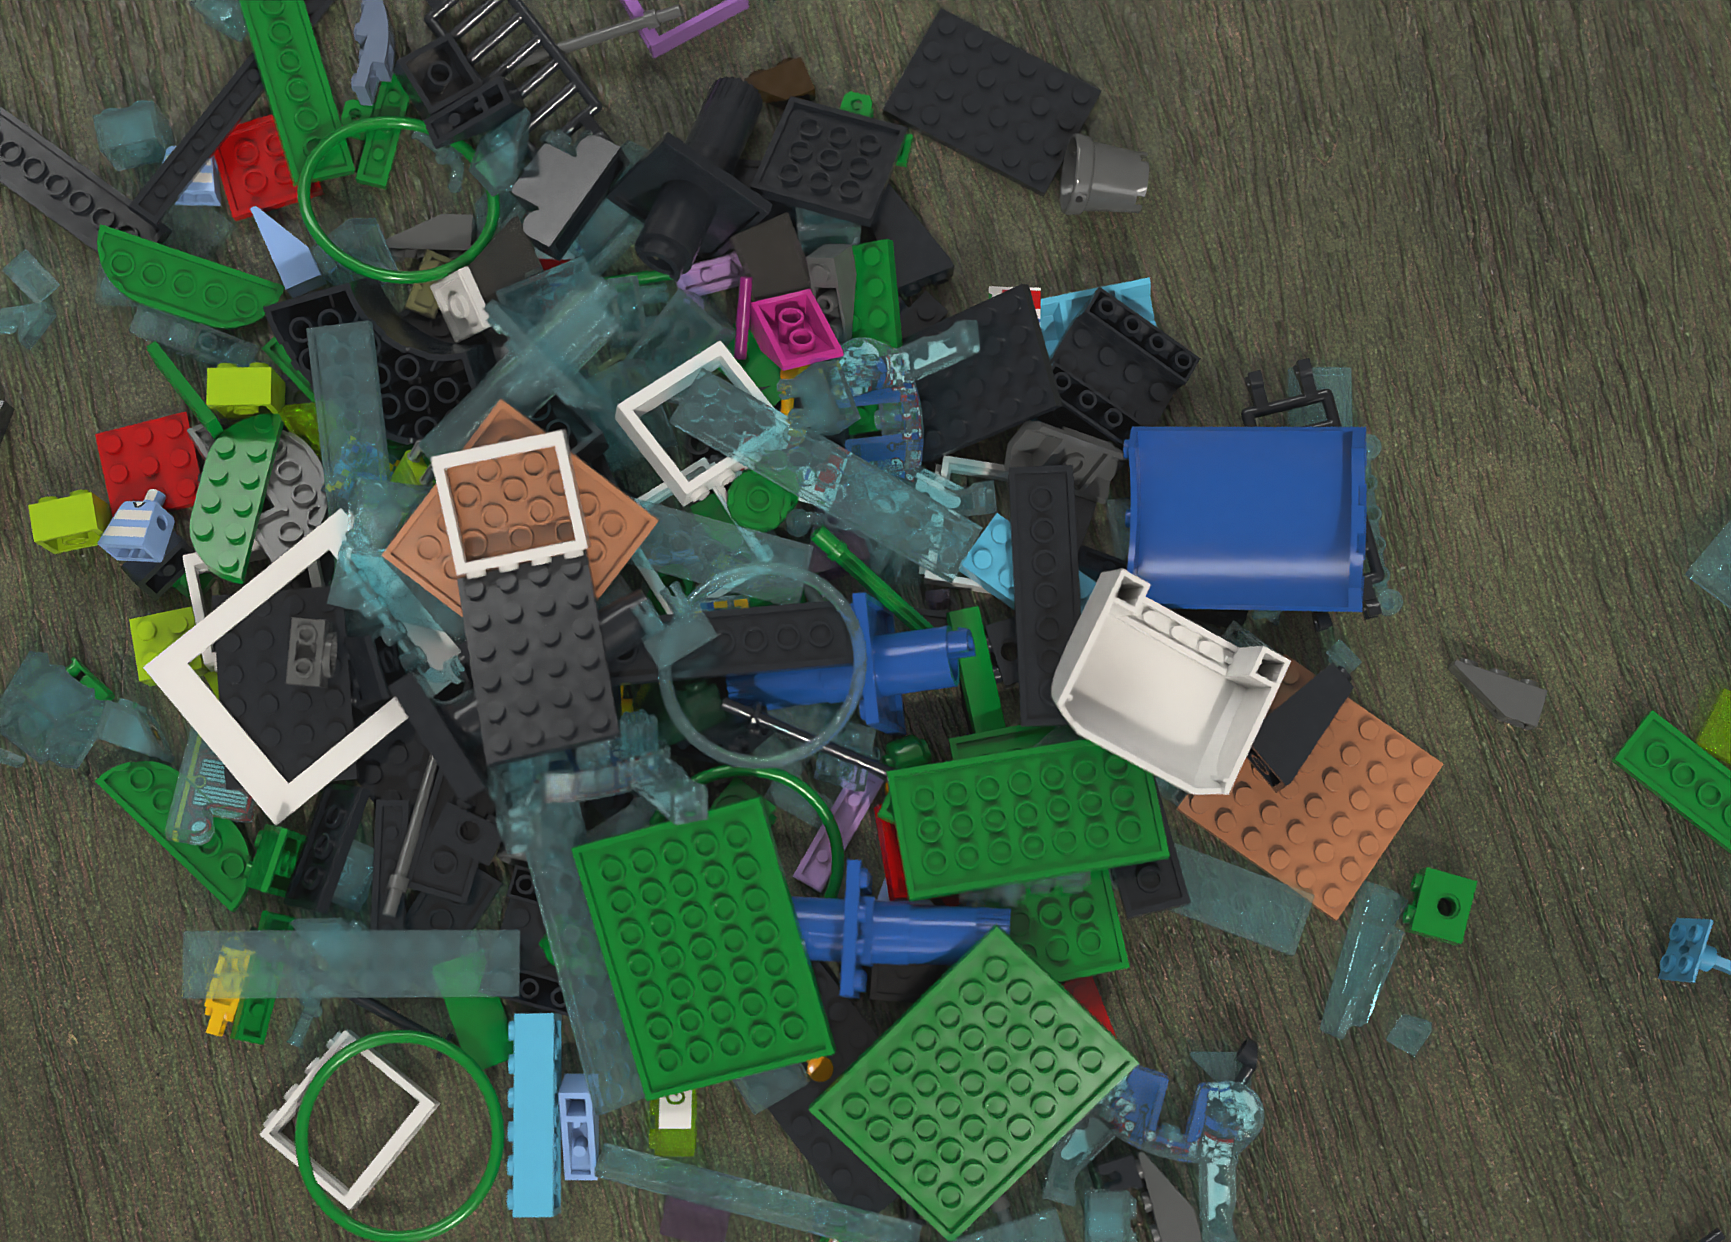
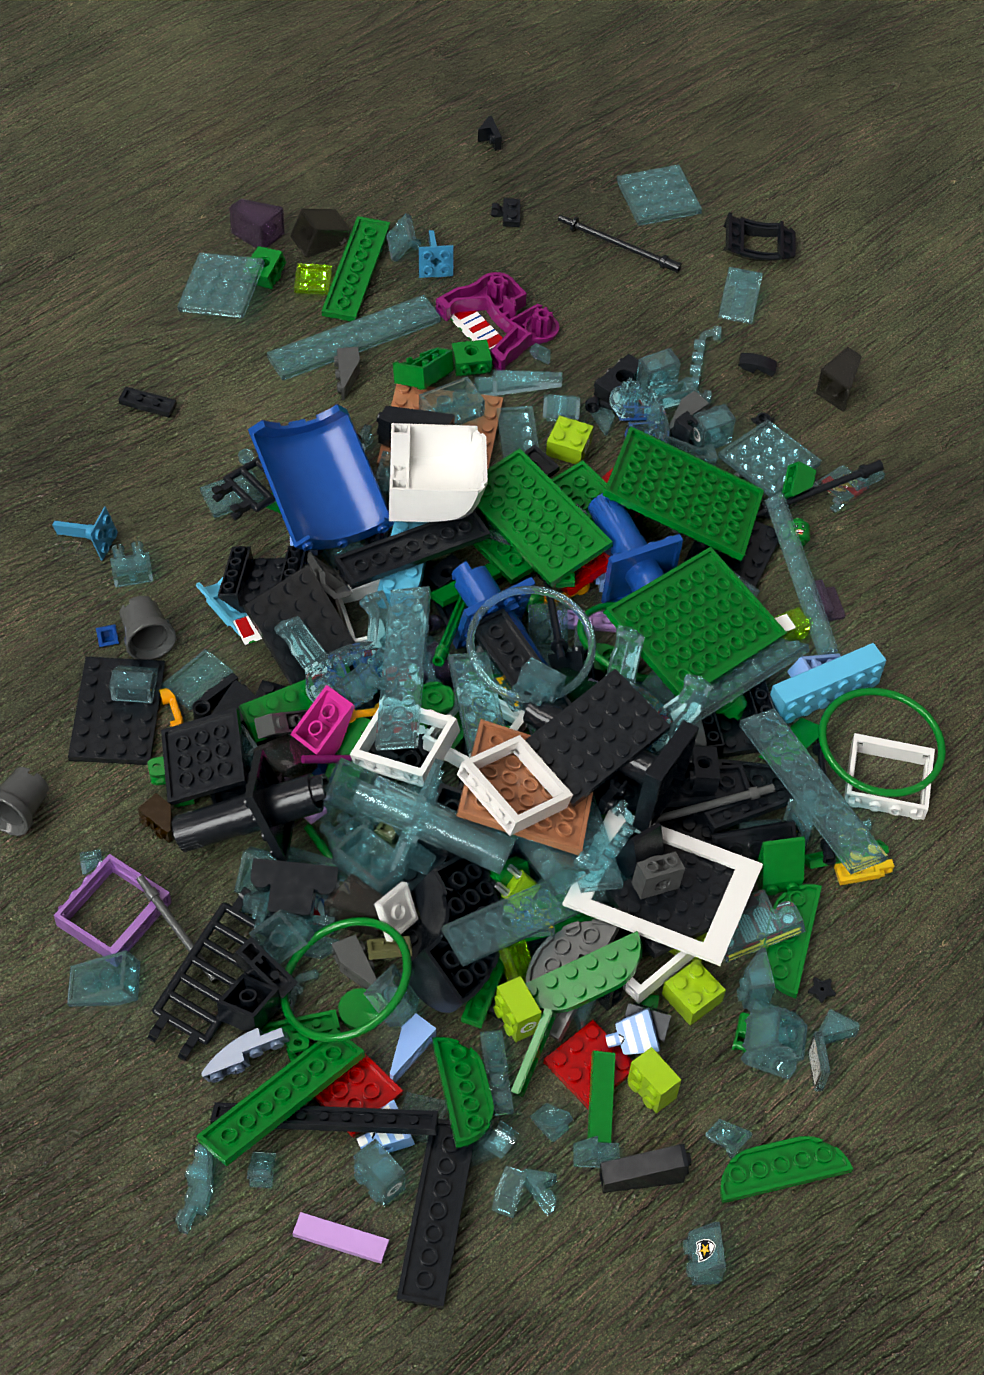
camera: 120 degrees left, 25 degrees down
(25, 803) = (838, 1027): none -> clear light blue slope
(33, 412) = (592, 1153): none -> clear light blue slope
(92, 450) = (601, 1096): none -> green tile
(94, 832) = (821, 995): none -> black plate
(95, 69) = (340, 1238): none -> lavender tile
(97, 377) = (552, 1121): none -> clear light blue slope
(102, 305) = (501, 1139): none -> clear light blue slope
(382, 206) = (356, 1009): none -> green tile
(948, 230) = (212, 697): none -> black plate
(979, 171) = (168, 697): none -> light orange bar
(994, 228) = (196, 678): none -> clear light blue tile
(1015, 128) = (133, 683): none -> clear light blue slope
(1126, 131) = (107, 635): none -> blue slope
(1193, 978) = (569, 440): none -> lime brick
(1228, 214) = (131, 568): none -> clear light blue brick
(1267, 1200) = (658, 368): none -> clear light blue brick
(1275, 1004) = (562, 405): none -> clear light blue slope
(1307, 1159) = (623, 370): none -> black arch
(1313, 184) = (100, 533): none -> dark azure piece
(1335, 812) = (455, 398): none -> clear light blue brick
(1439, 812) = (425, 369): none -> green wedge
(1518, 958) = (476, 327): none -> sticker
(1563, 358) = (147, 402): none -> black plate
(1563, 1028) = (501, 299): none -> magenta animal
(1578, 745) = (360, 333): none -> clear light blue plate

